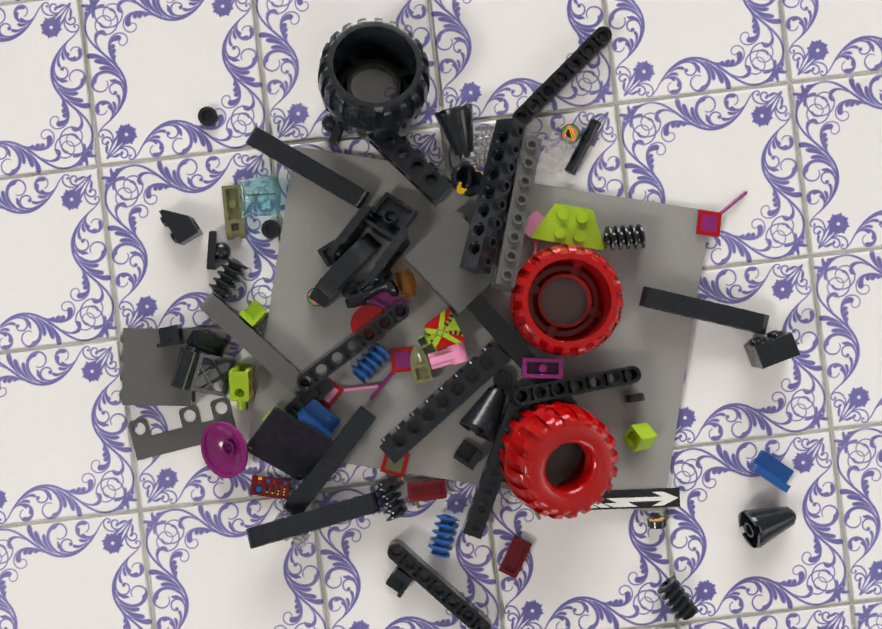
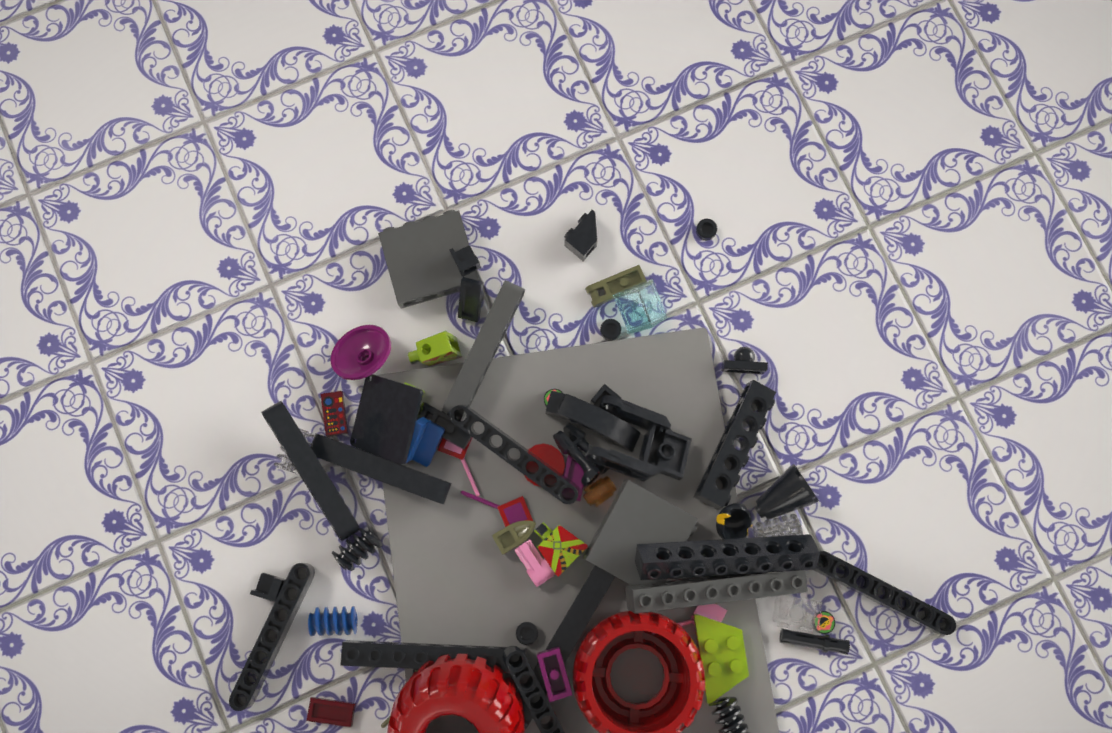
camera: 75 degrees right, 10 degrees down
(188, 370) = (440, 289): black piece -> none
(188, 436) = (363, 310): dark grey piece -> none
(216, 250) = (569, 280): black tile -> none
(227, 277) = (545, 299): black piece -> none
(254, 313) = (515, 339): lime panel -> none
(307, 167) = (688, 348): black beam -> none
(370, 361) = (502, 479): blue piece -> none
(381, 48) = (841, 379): black tyre -> none
(396, 451) = (411, 538): black brick -> none
(397, 469) = (397, 542): piece -> none
(426, 490) = (378, 586): dark red tile -> none
(468, 454) = (431, 620): black panel -> none
(485, 414) = (482, 625): black cone -> none

